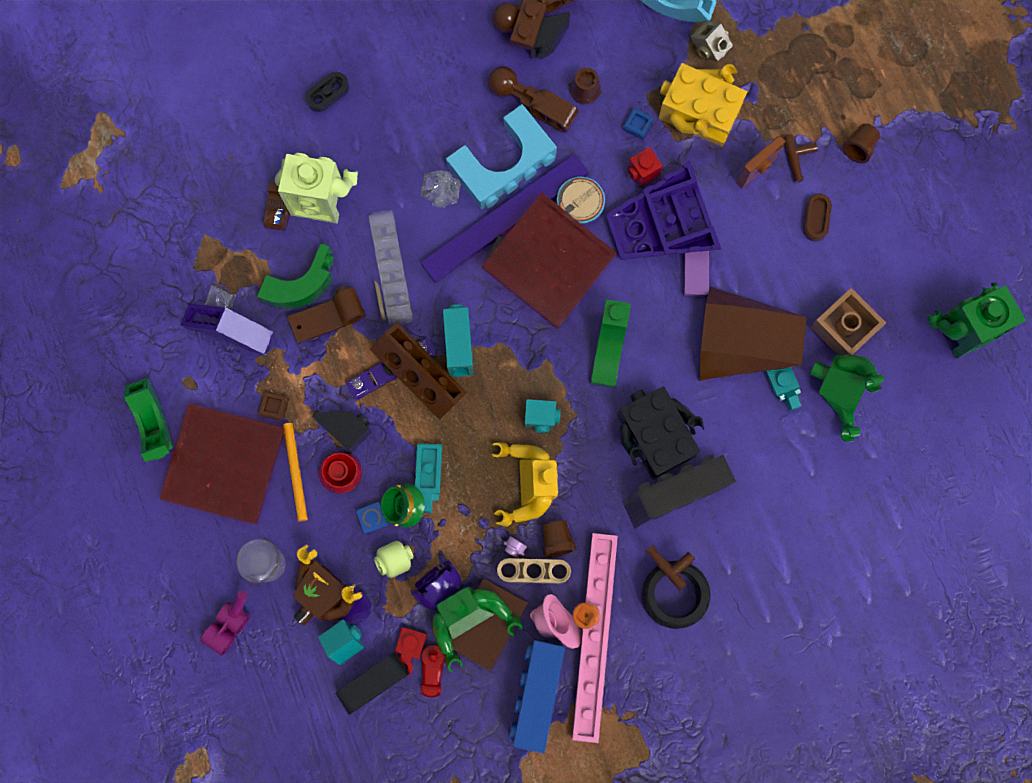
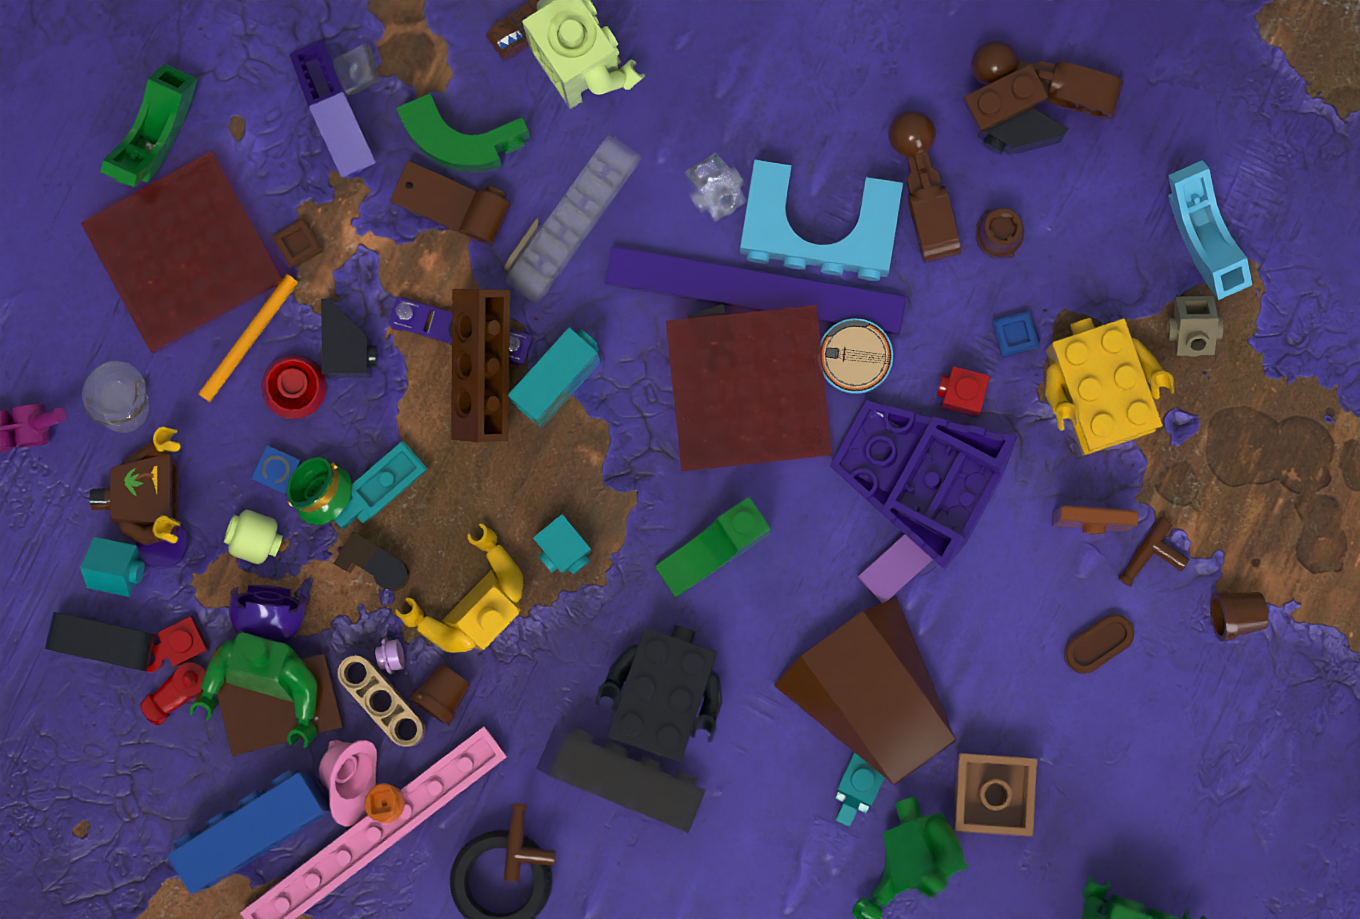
camera: 55 degrees right, 5 degrees up
(471, 508) = (387, 569): none -> leg

